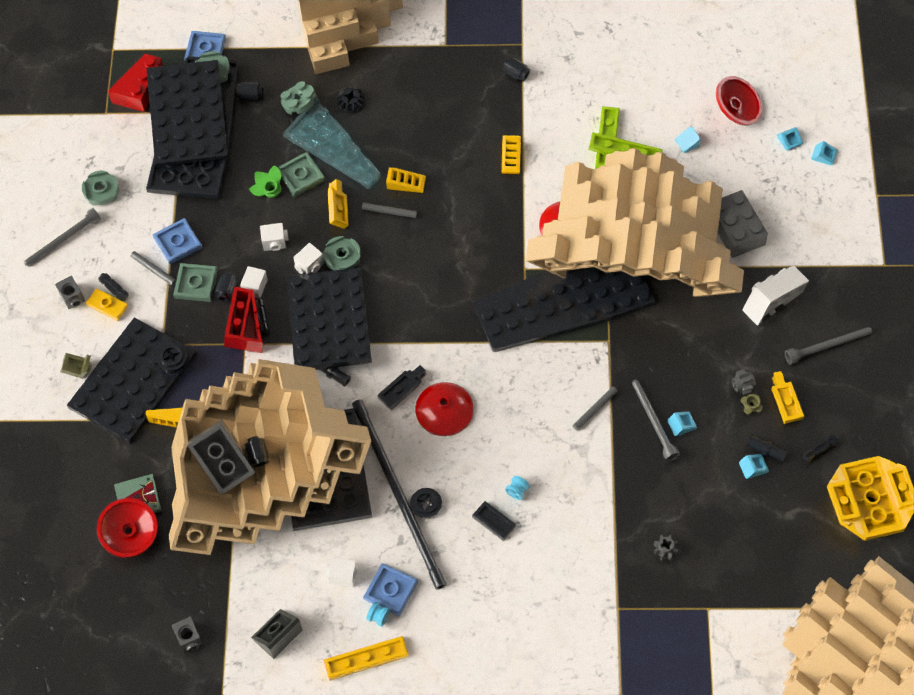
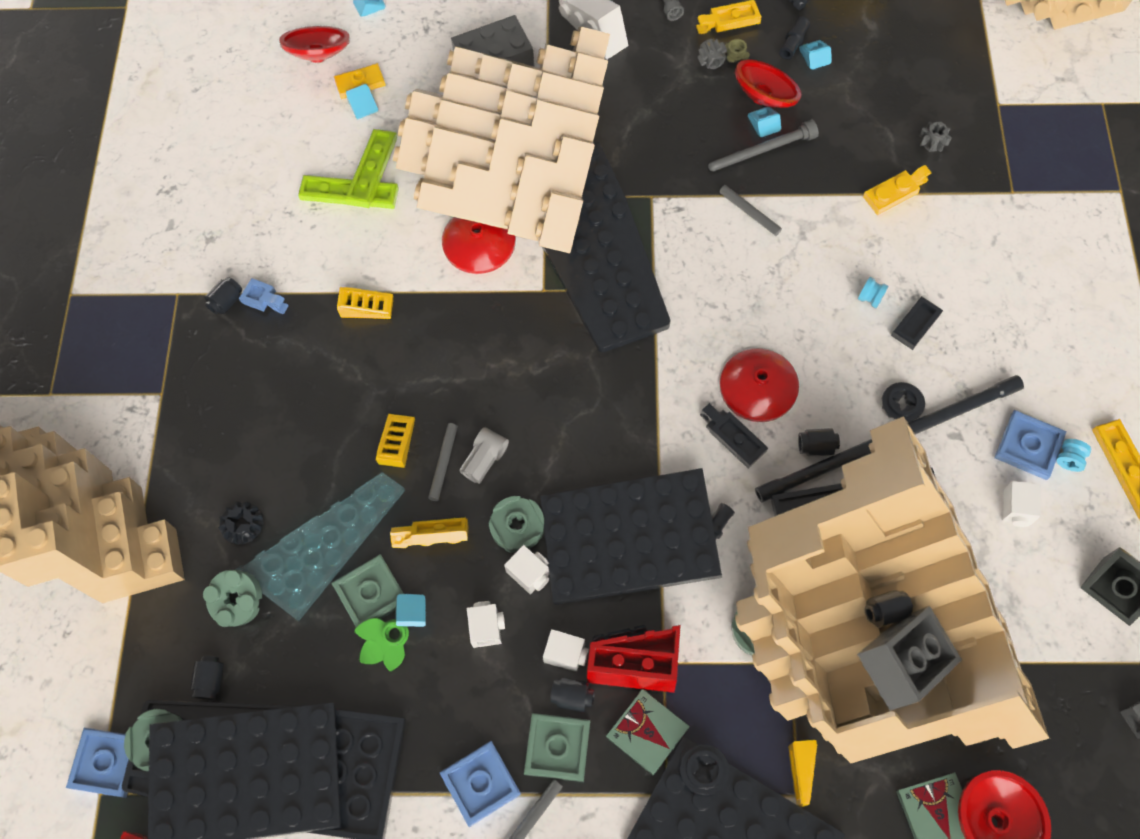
camera: 90 degrees left, 5 degrees up
(200, 332) = (647, 732): none -> sand green tile
(284, 194) = (410, 610): none -> medium azure slope
(394, 441) = (818, 442): none -> black brick
(395, 234) = (486, 449): none -> light grey piece
(516, 91) = (261, 295): none -> medium blue plate
(615, 515) = (896, 190): none -> yellow plate
(709, 137) = (367, 75): none -> yellow plate
(720, 418) = (767, 84): none -> red dish

